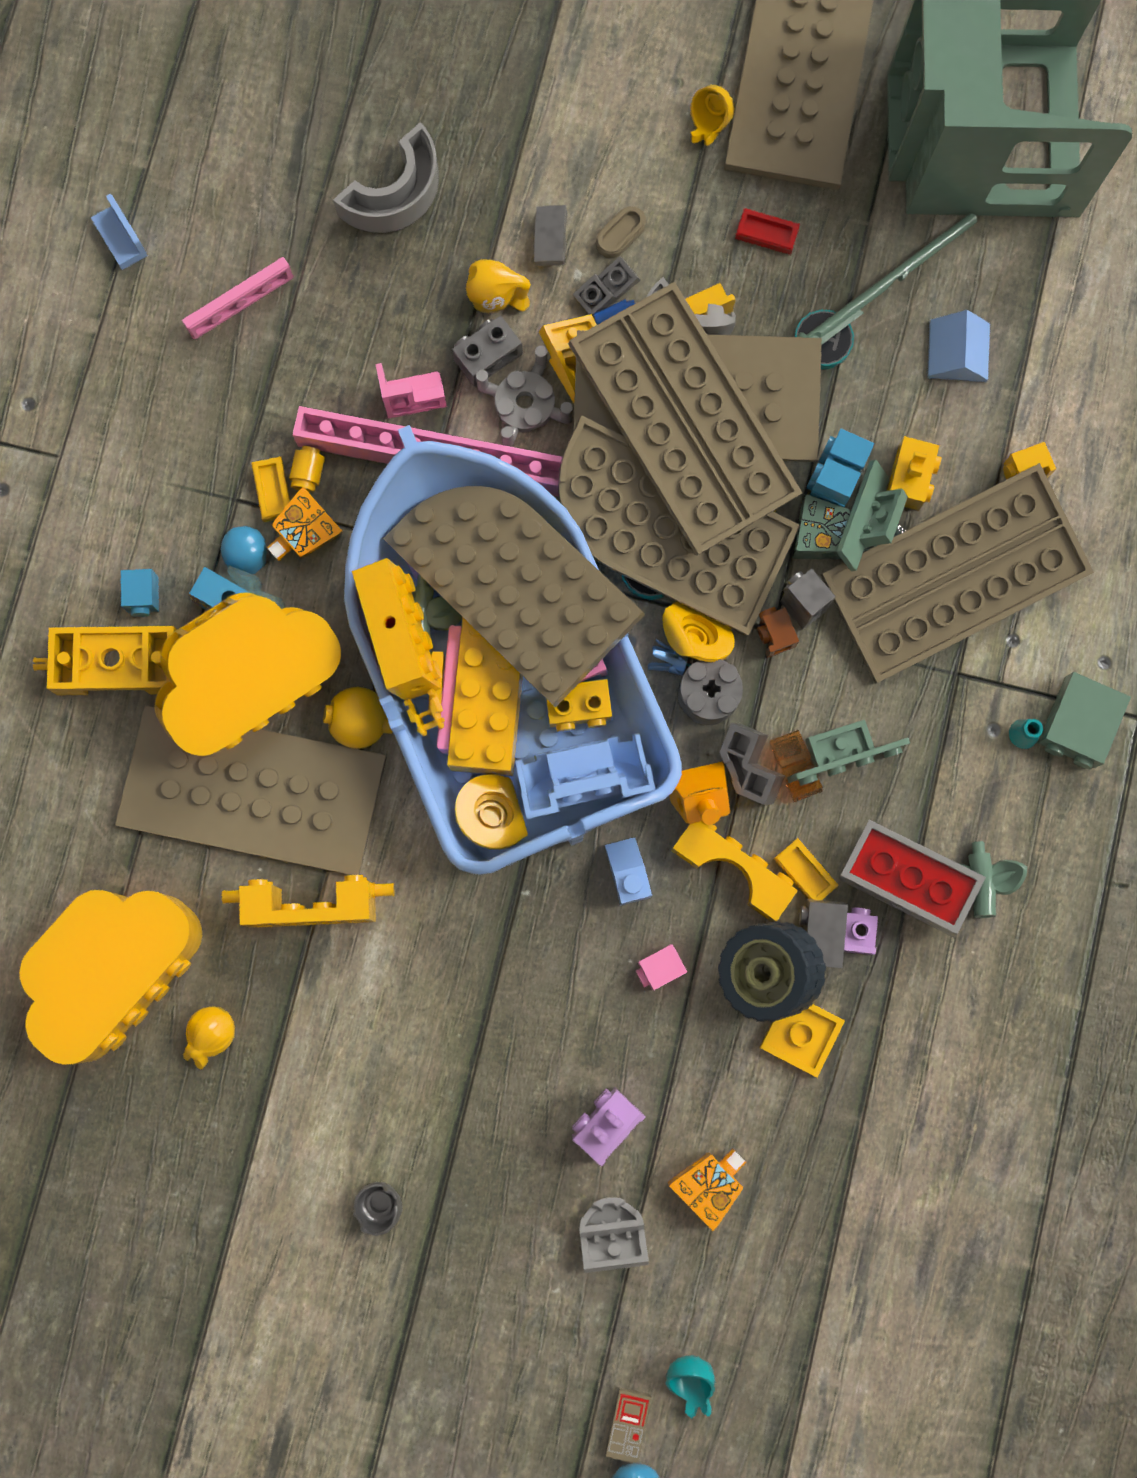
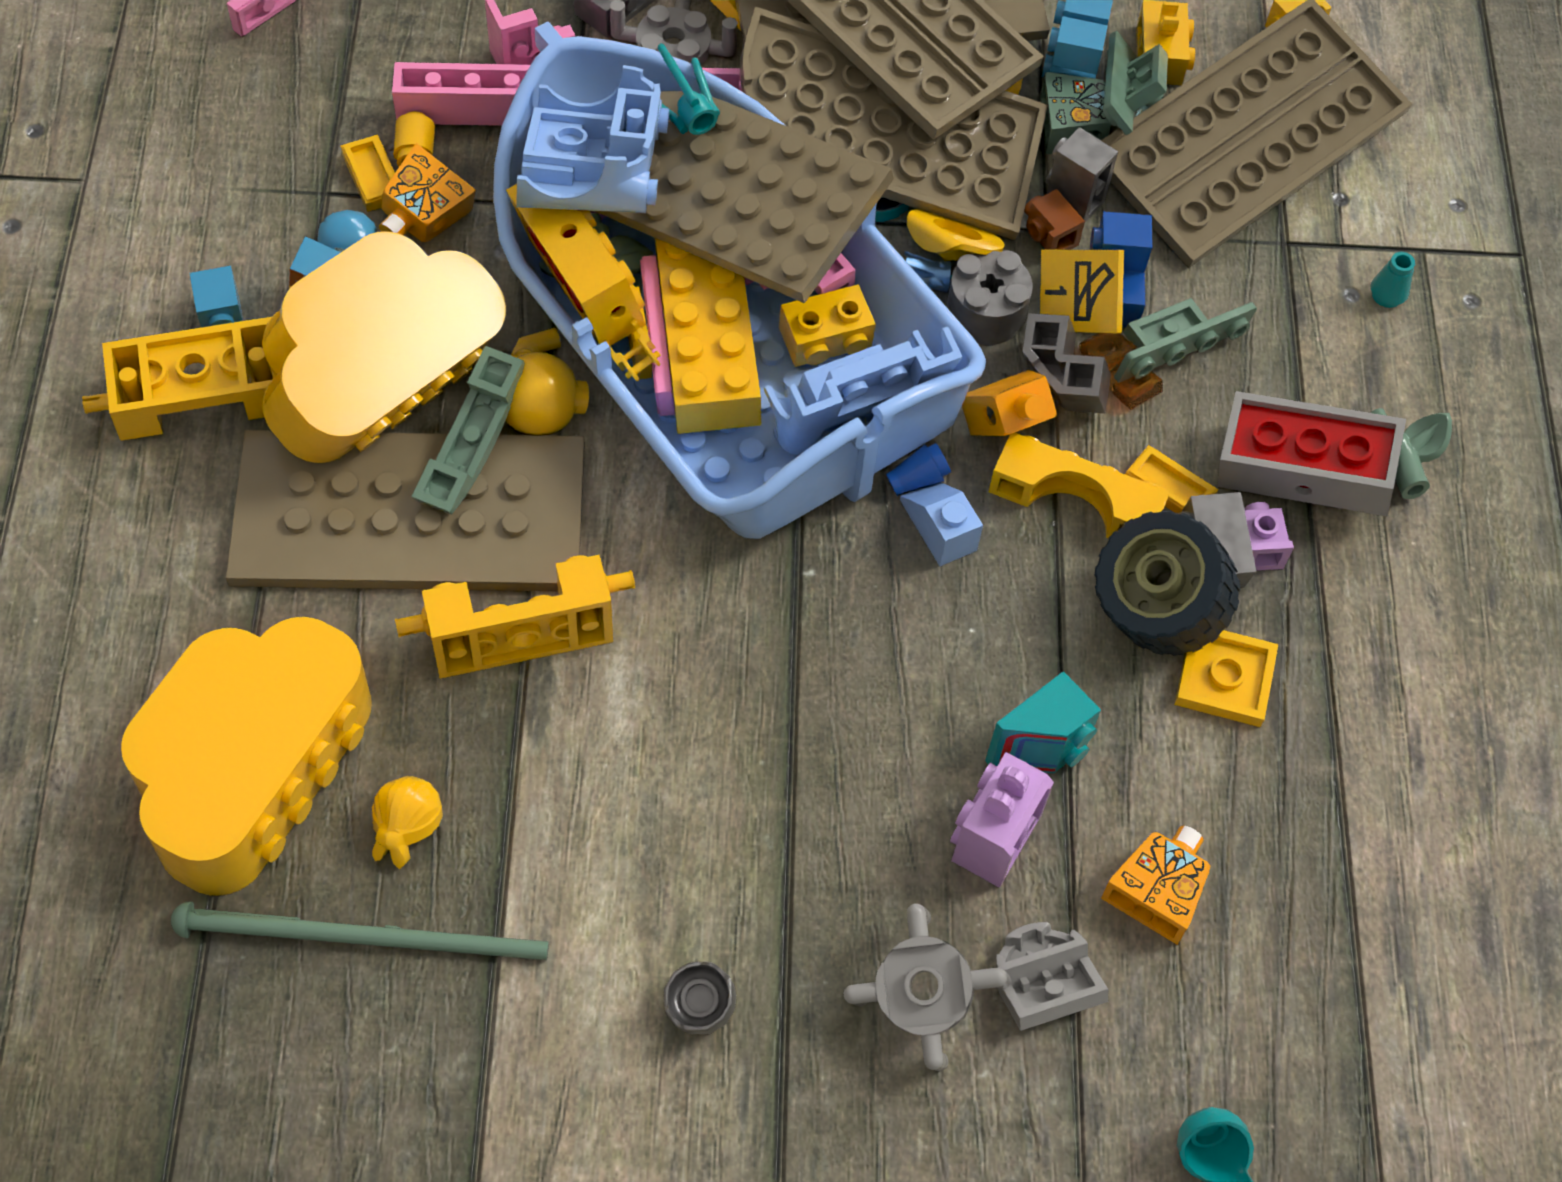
camera: 15 degrees left, 20 degrees down
(120, 1097) = (186, 919): none -> sand green bar
(300, 750) = (472, 433): none -> sand green slope
(356, 674) = (537, 342): none -> yellow arm
(420, 553) = (594, 151): none -> light blue piece
(490, 812) = (738, 455): yellow hat -> none
(507, 525) = (695, 110): none -> teal plant
(536, 1226) = (954, 990): none -> light grey plate
(622, 830) = (919, 470): none -> blue cone
(658, 1064) = (1047, 727): none -> teal slope
(660, 968) = (1017, 621): bright pink brick -> none
(778, 706) = (1084, 287): none -> yellow tile
(815, 684) = (1134, 236): none -> blue brick
(1084, 721) = (1458, 259): sand green brick -> none

